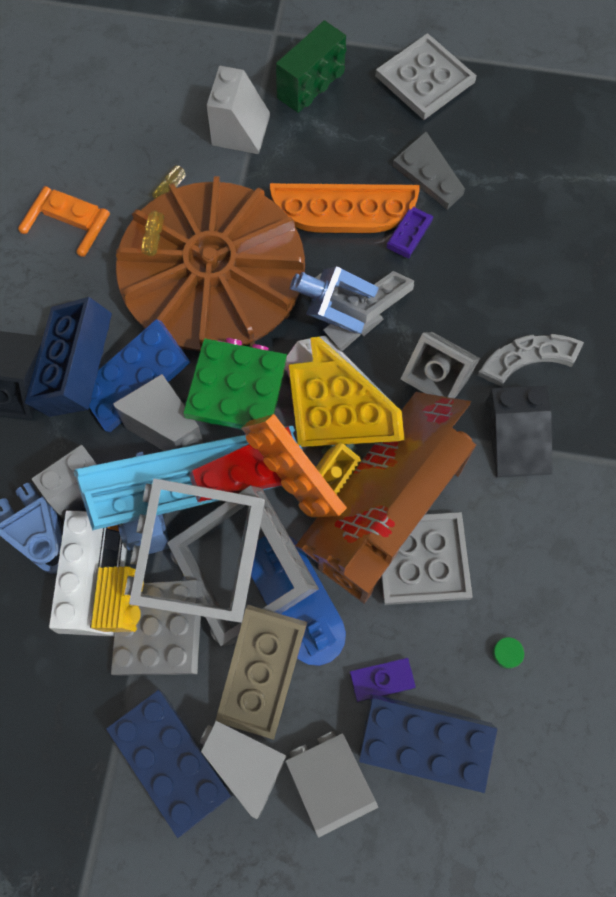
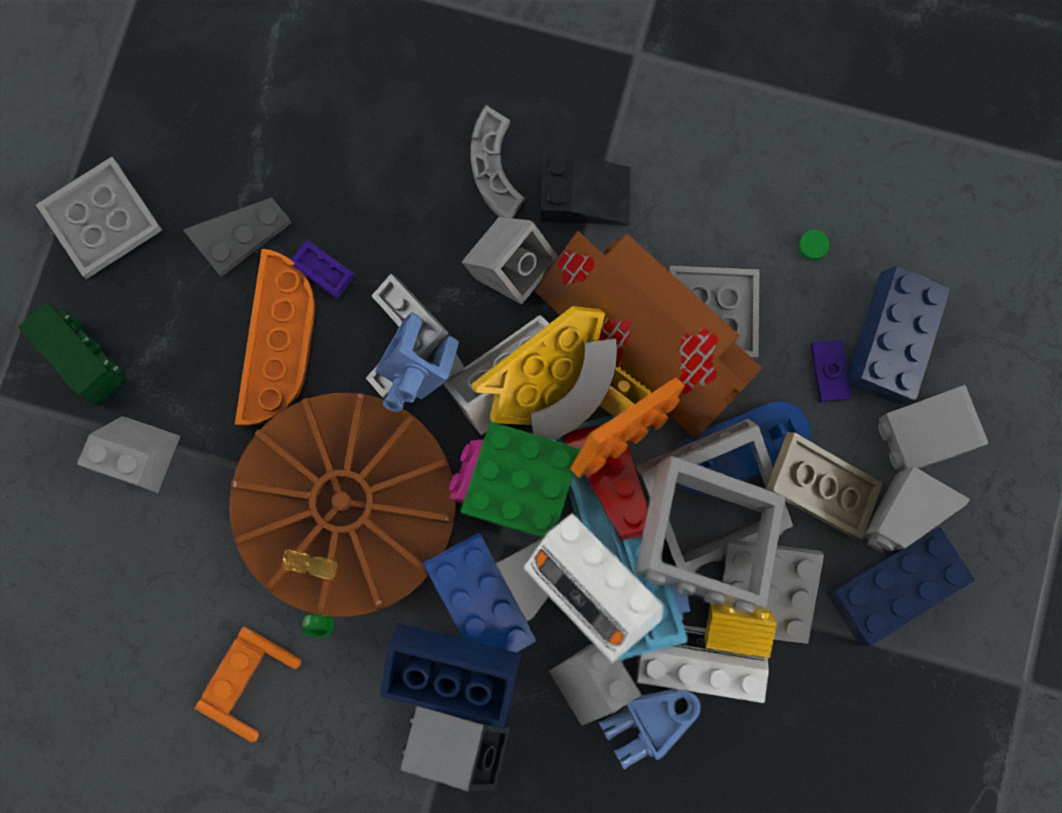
camera: 85 degrees left, 10 degrees up
(109, 261) = (317, 626): none -> green tile
(137, 444) = (593, 588): none -> white slope
(175, 176) = (217, 553): clear yellow piece -> none
(321, 437) = (583, 397): none -> light grey tile

